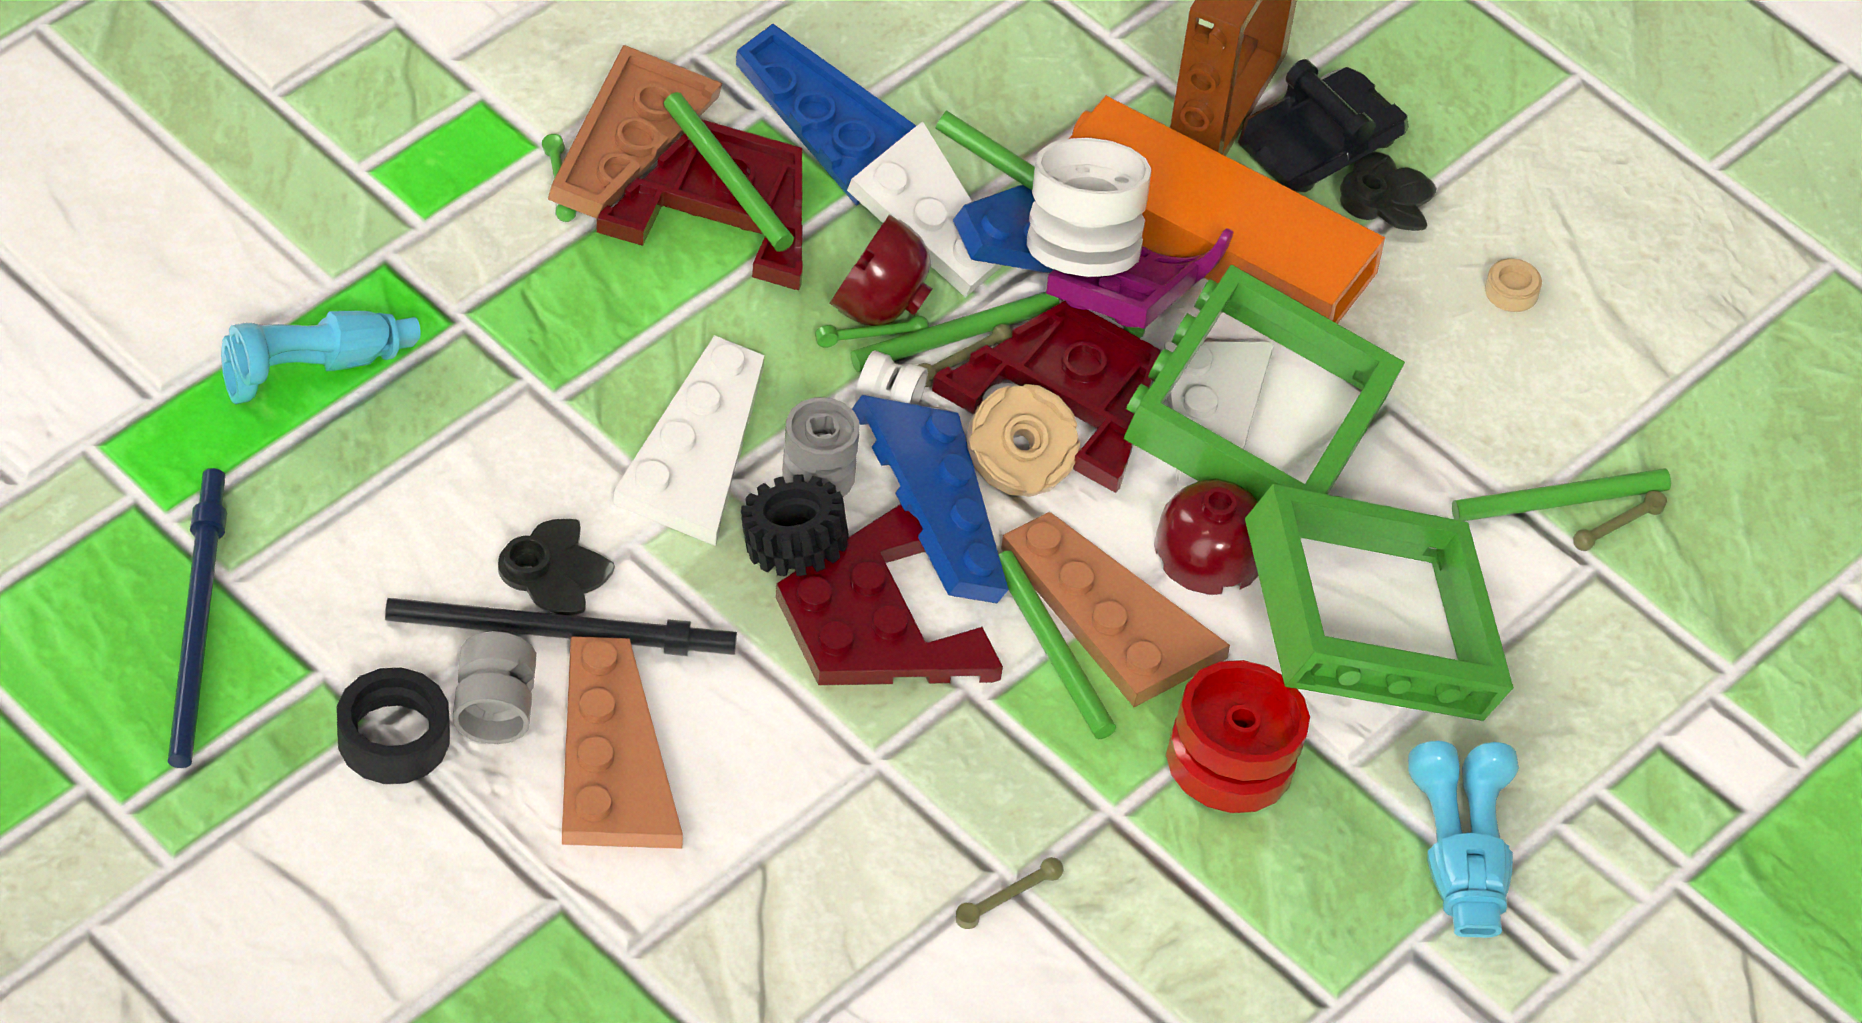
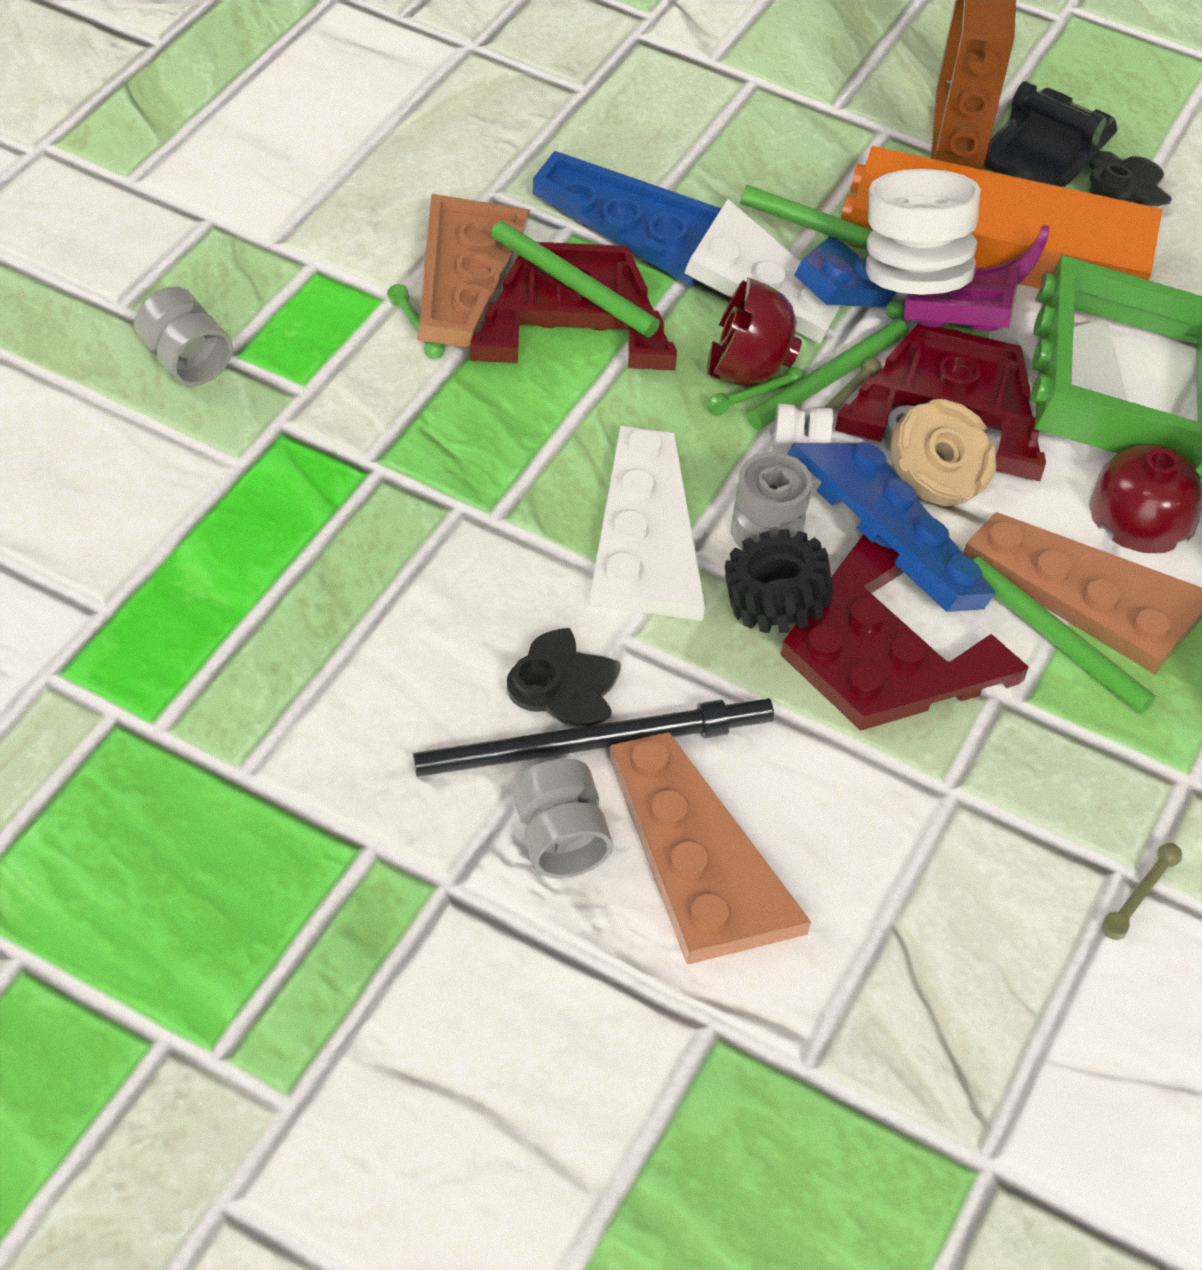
camera: 15 degrees left, 0 degrees up
(207, 526) = (202, 727): dark blue bar -> none
(318, 143) = (183, 336): none -> light grey wheel
(337, 342) = (269, 514): medium azure piece -> none
(397, 762) = (472, 844): black tyre -> none

